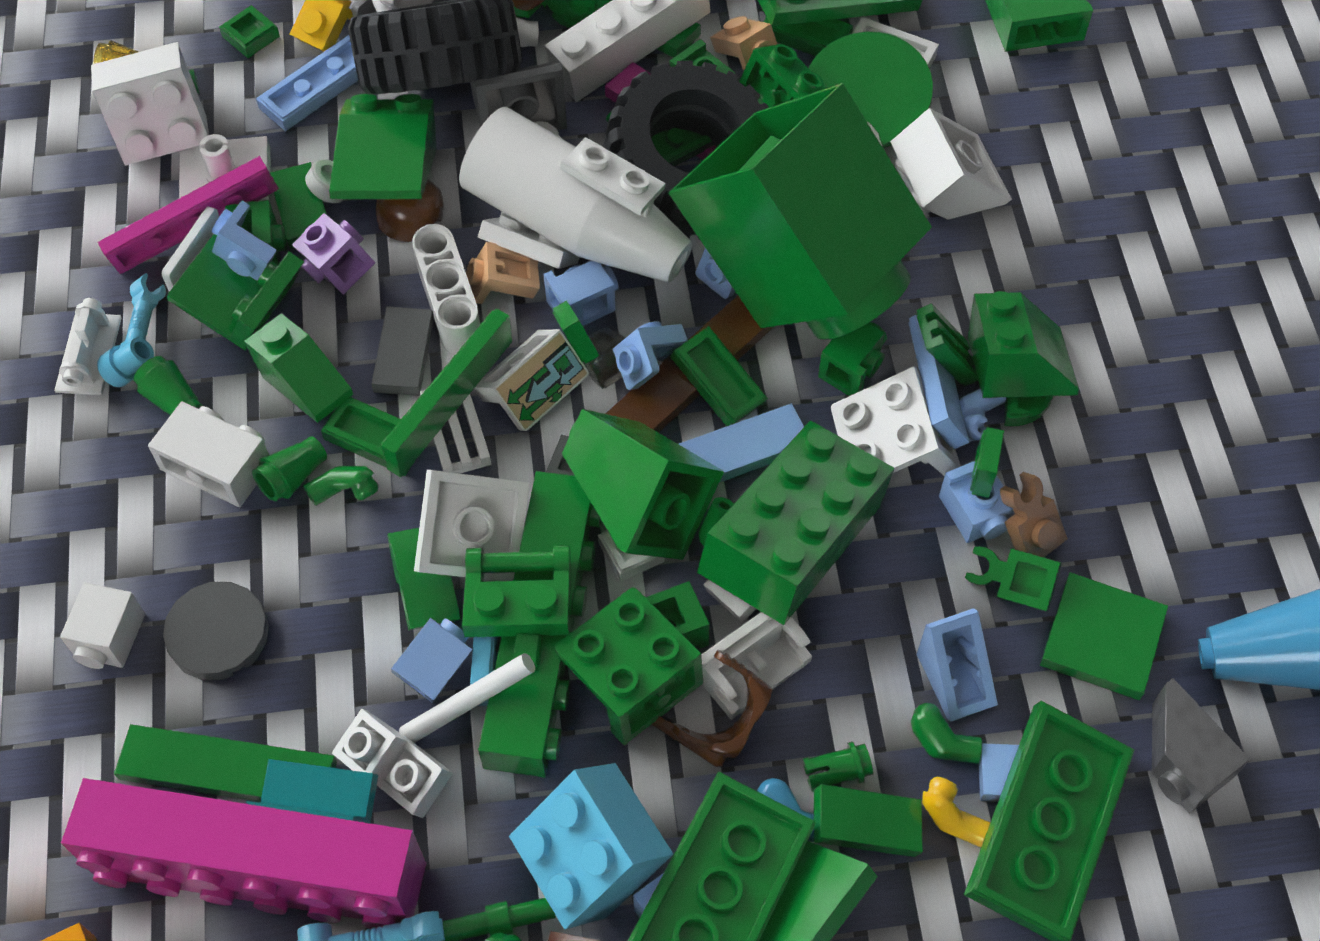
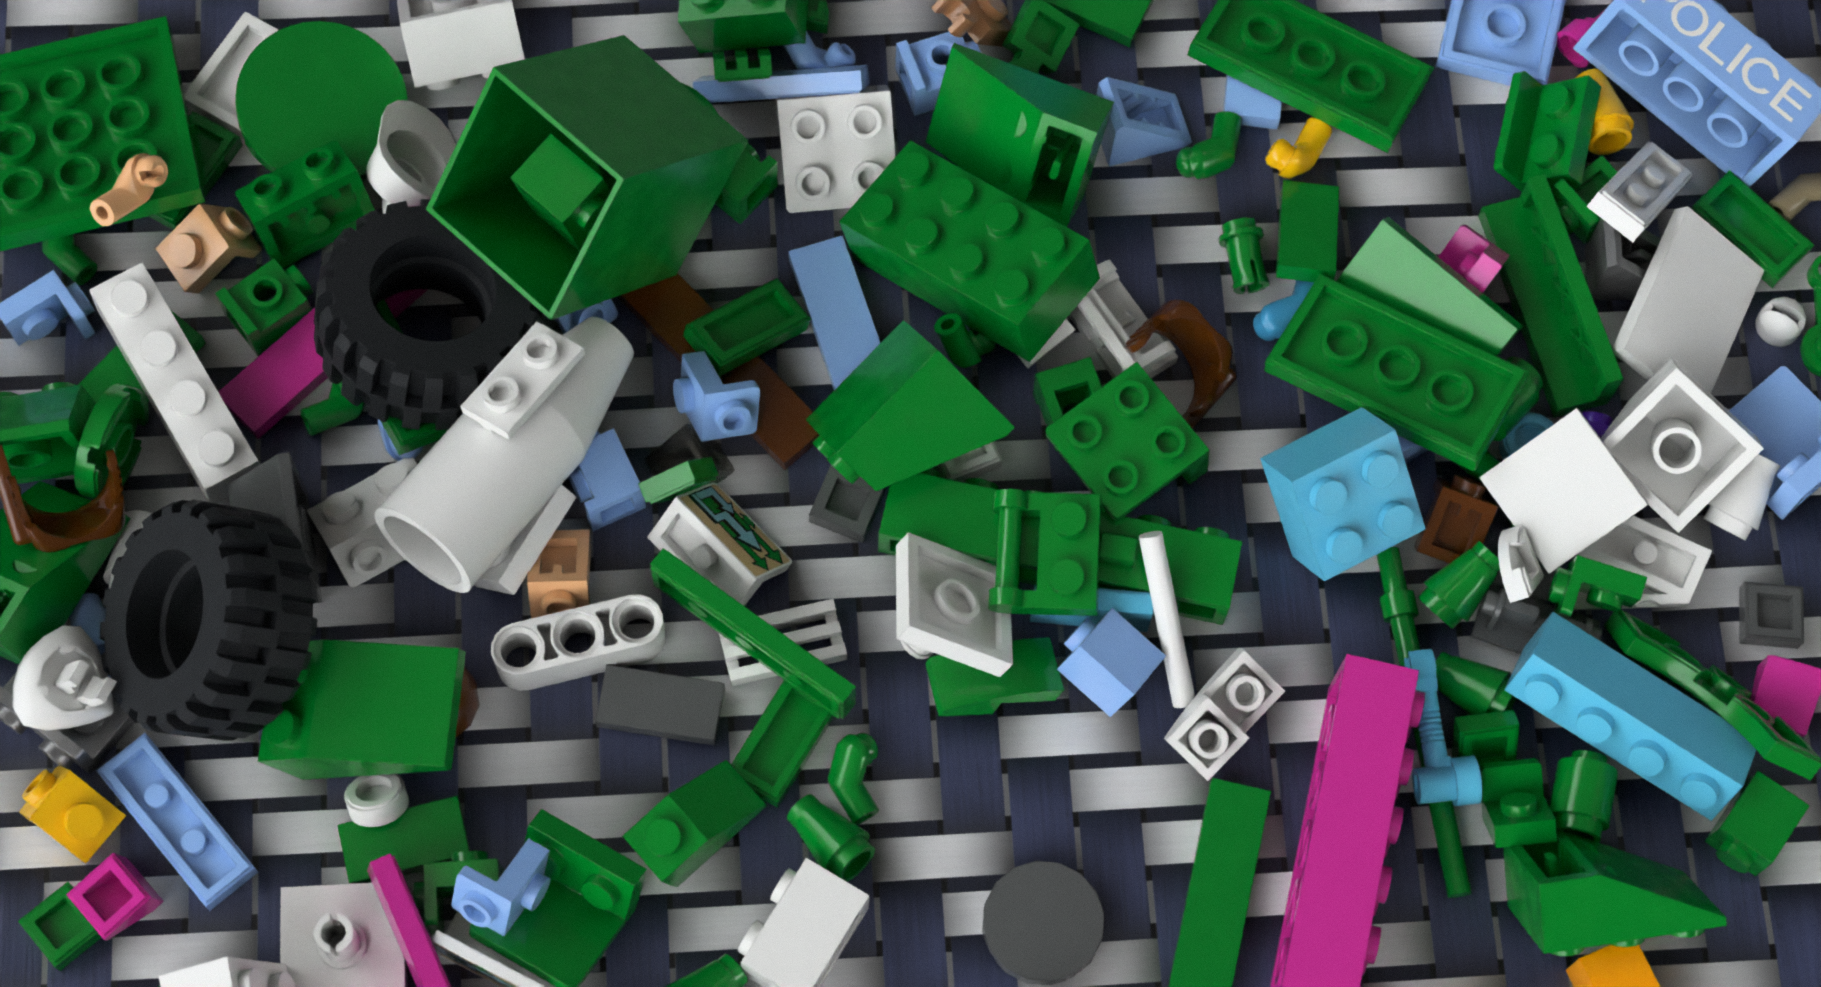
camera: 90 degrees left, 10 degrees up
(266, 51) = (114, 896): none -> dark pink slope
(319, 790) = (1274, 786): teal panel -> none
(333, 253) = (528, 769): medium lavender brick -> none
(916, 564) = (1019, 131): none -> green slope
(986, 462) = (922, 39): green tile -> none

